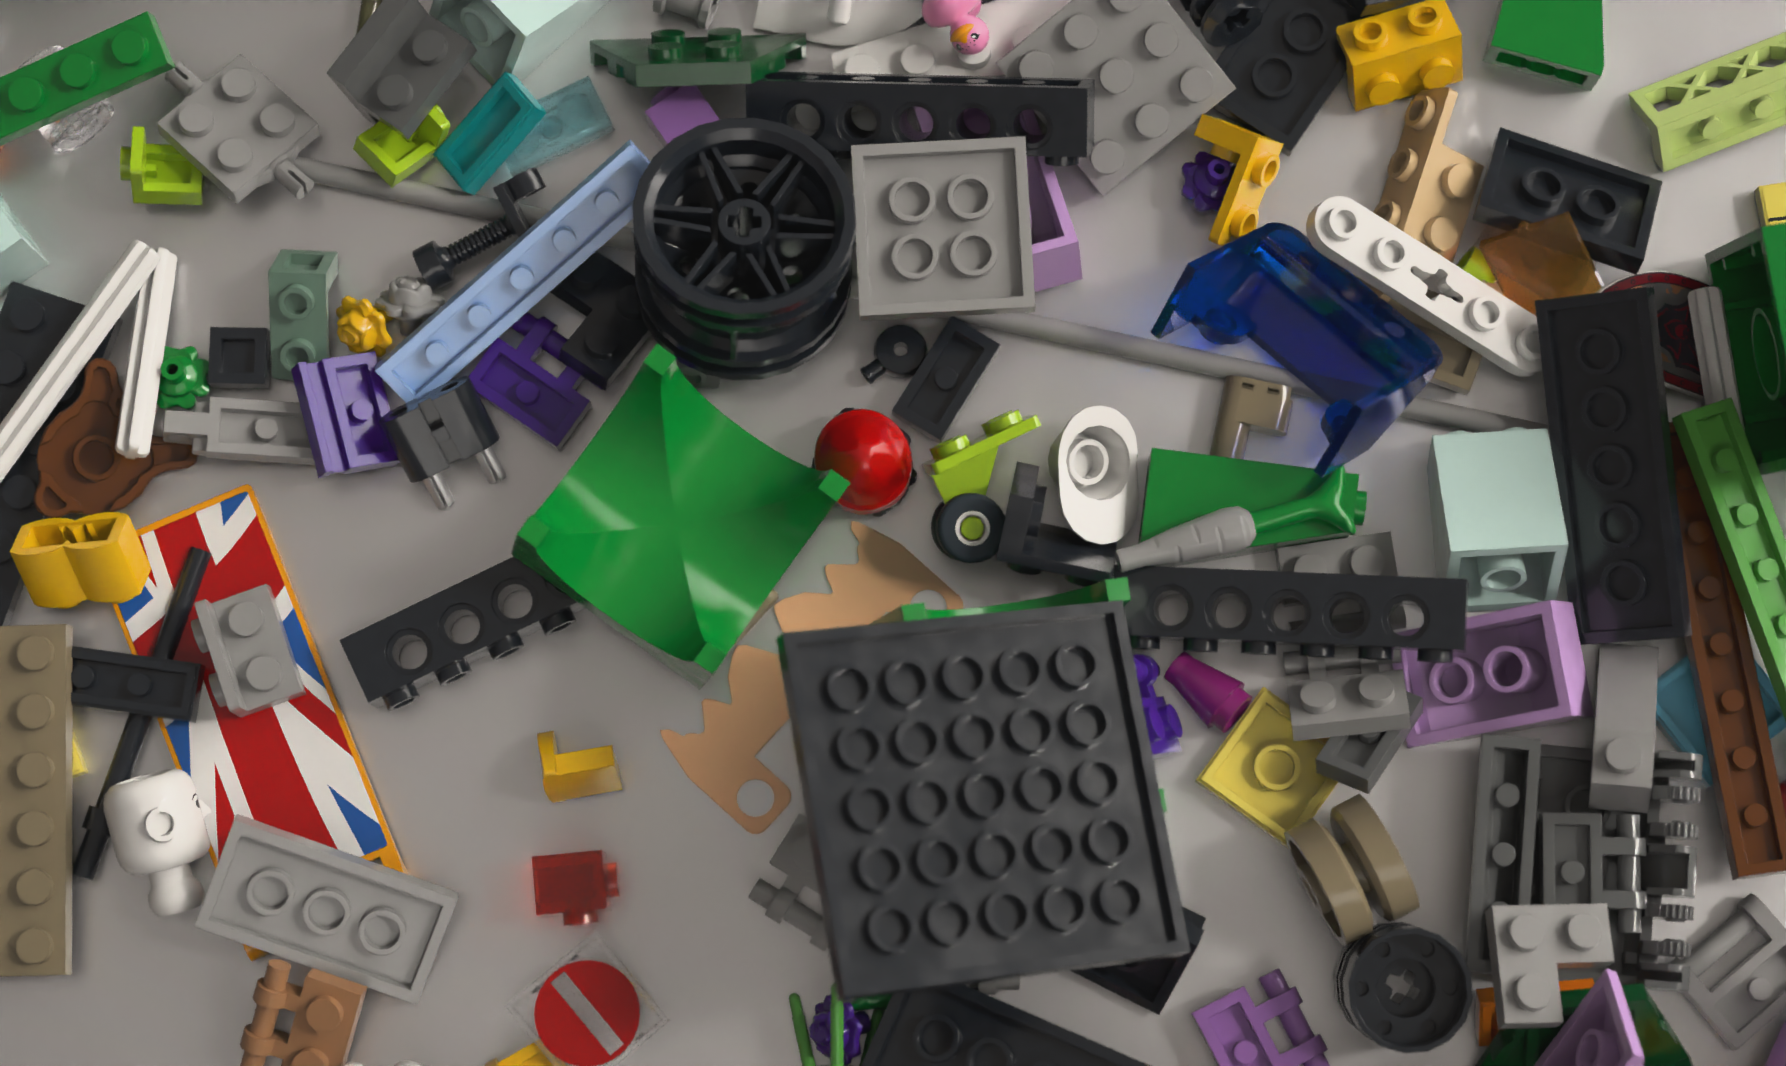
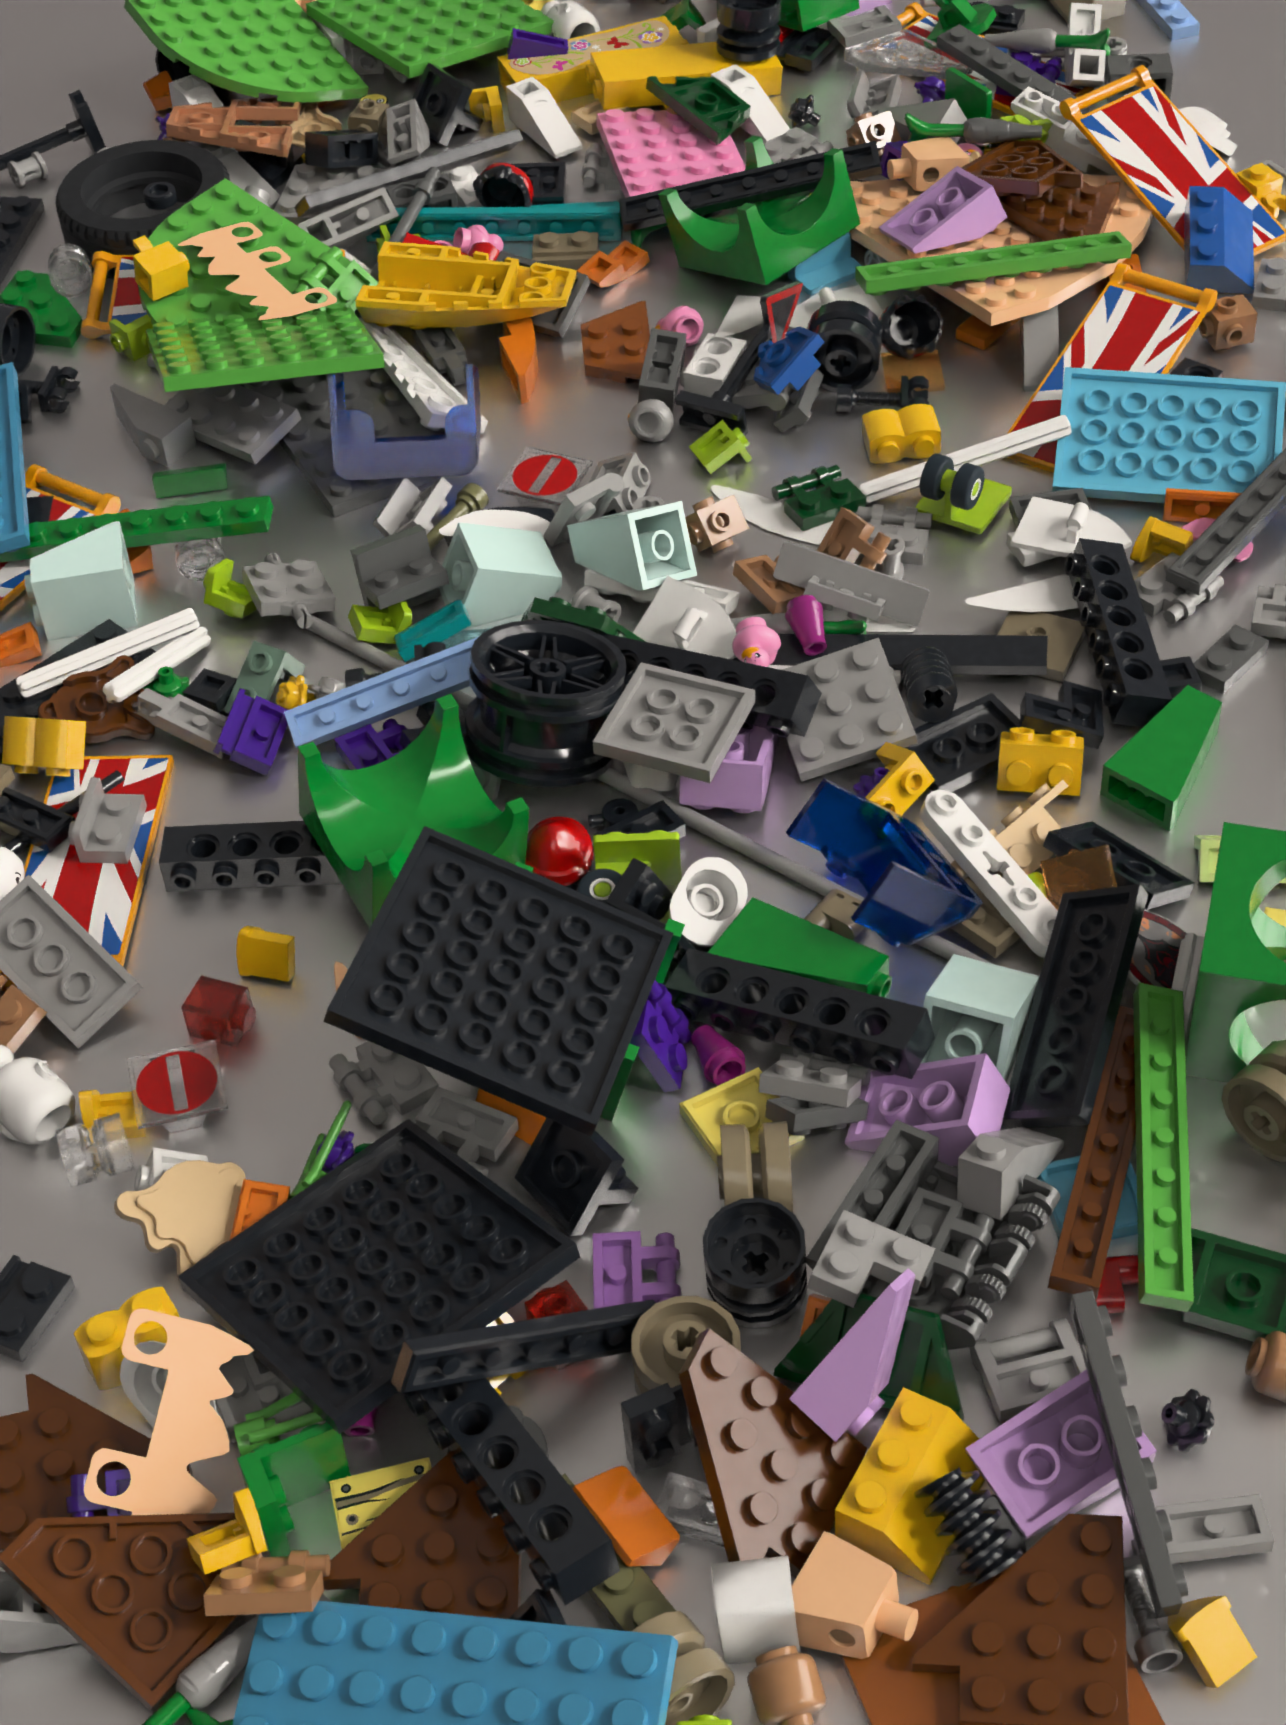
camera: 25 degrees right, 35 degrees down
(439, 431) = (284, 753): black piece -> none
(1236, 528) = (782, 948): light grey piece -> none

